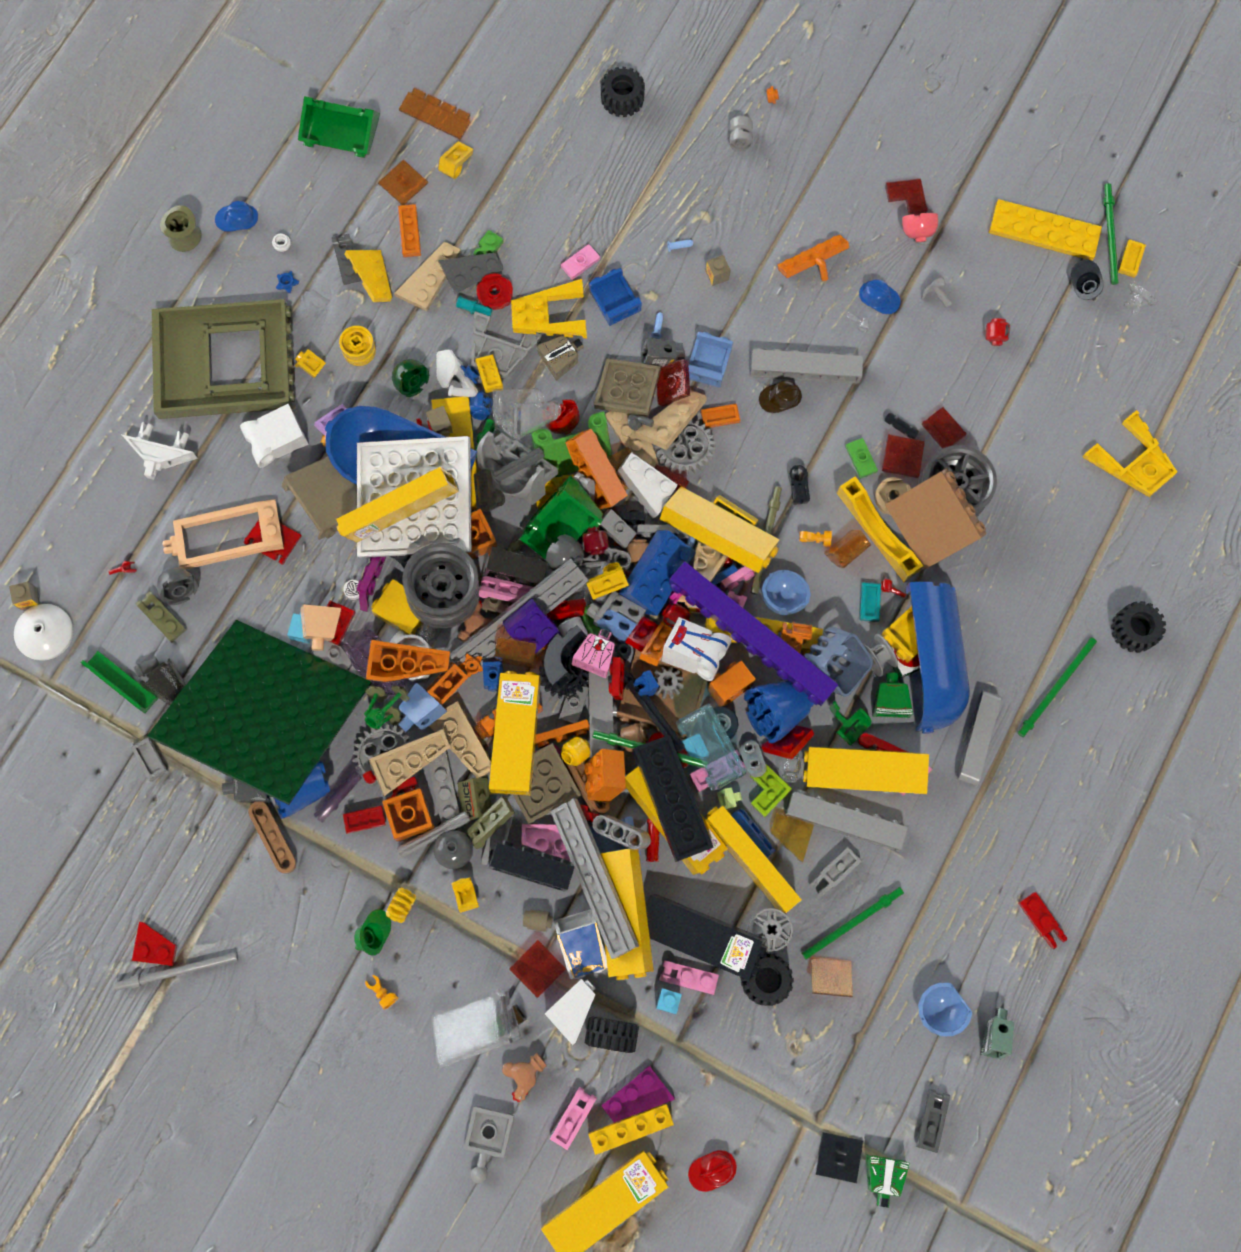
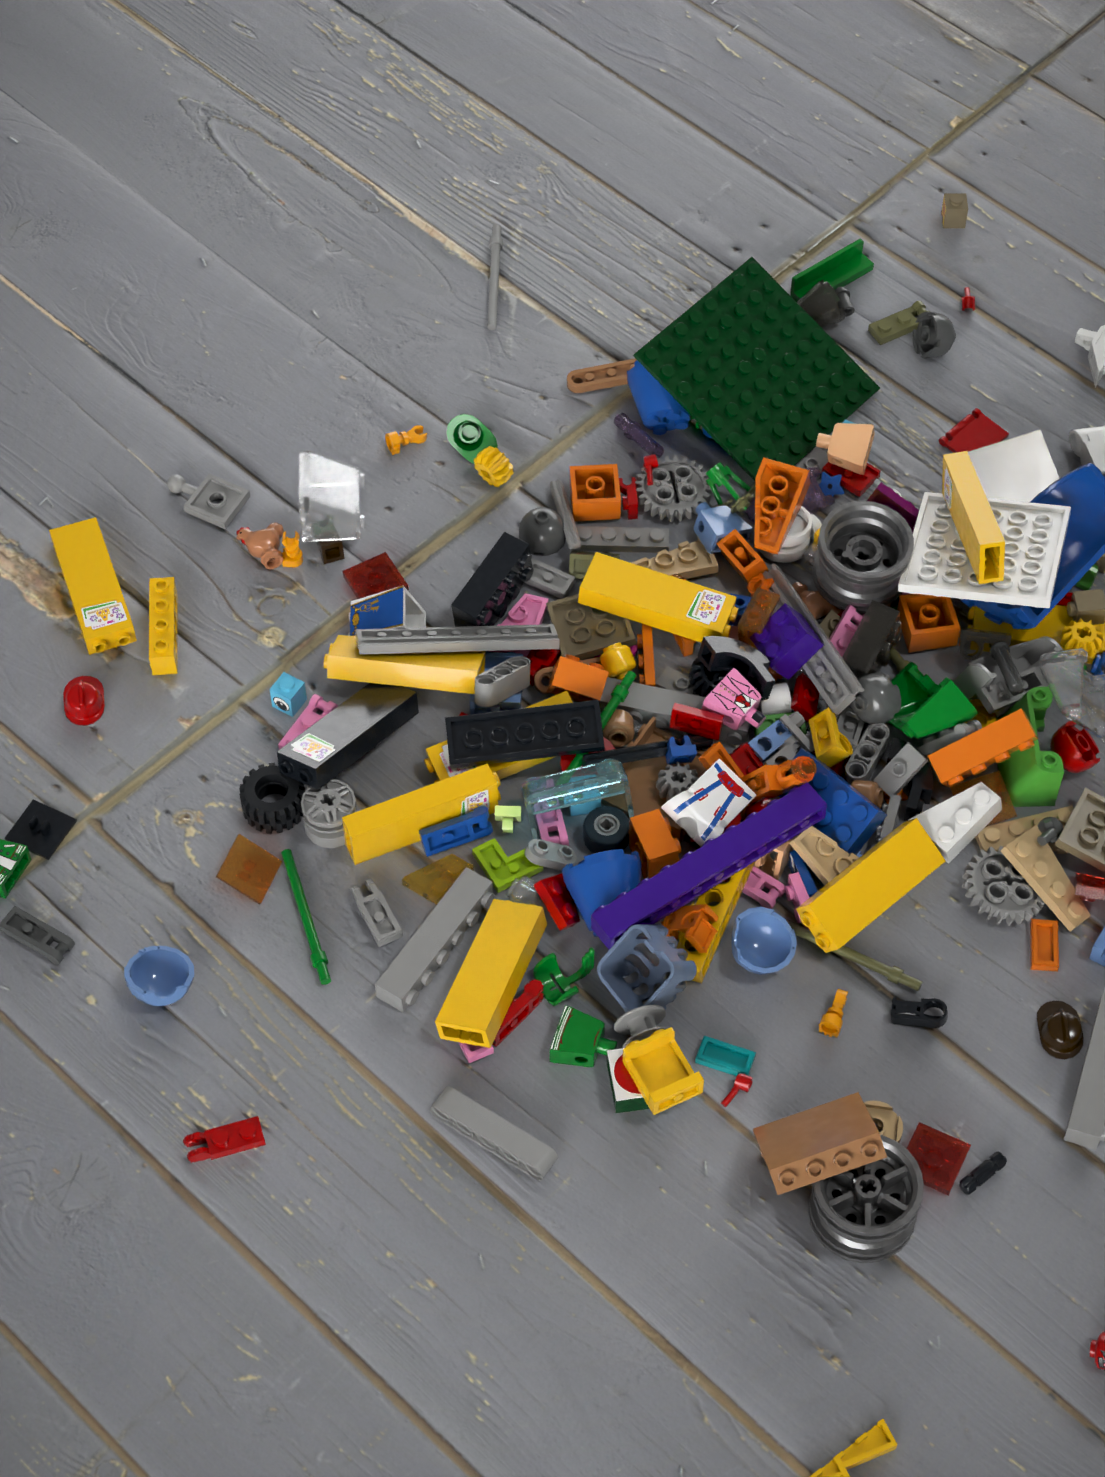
camera: 110 degrees right, 20 degrees down
(51, 639) = (909, 226): white dish -> none
(153, 947) = (527, 262): red wing -> none
(269, 530) = (987, 431): light nougat animal -> none
(348, 635) = (835, 481): none -> blue plate
(364, 819) = (604, 450): red plate -> none
(403, 762) = (657, 494): tan wing -> none
(465, 894) = (484, 531): yellow bracket -> none
(475, 426) = (1083, 636): none -> yellow gear
(490, 822) = (559, 563): olive plate -> none
(528, 1047) = (291, 554): none -> light orange piece
(537, 920) = (431, 591): dark tan brick -> none
(571, 1010) = (312, 594): white slope -> none
(572, 1119) = (198, 578): bright pink plate -> none
(595, 541) = (885, 736): dark red head -> none
(611, 1034) = (272, 621): black tyre -> none
(620, 648) = (731, 742): black pin -> none
(637, 1096) = (195, 647): magenta wing -> none
(663, 605) = (781, 778): none -> orange plate
(679, 479) = (955, 862): clear red plate -> none
(737, 510) = (893, 921): yellow piece -> none
(848, 548) = (808, 1045): clear orange brick -> none
(861, 458) = (943, 1105): bright green plate -> none
(896, 553) = (872, 1074): yellow arch -> none
(940, 654) = (624, 1099): blue panel -> none
(944, 428) = (966, 1231): clear red plate -> none
(998, 1036) = (102, 1029): sand green torso -> none
(1029, 724) = (492, 1206): green bar -> none
(1151, 620) = (588, 1374): black tyre -> none

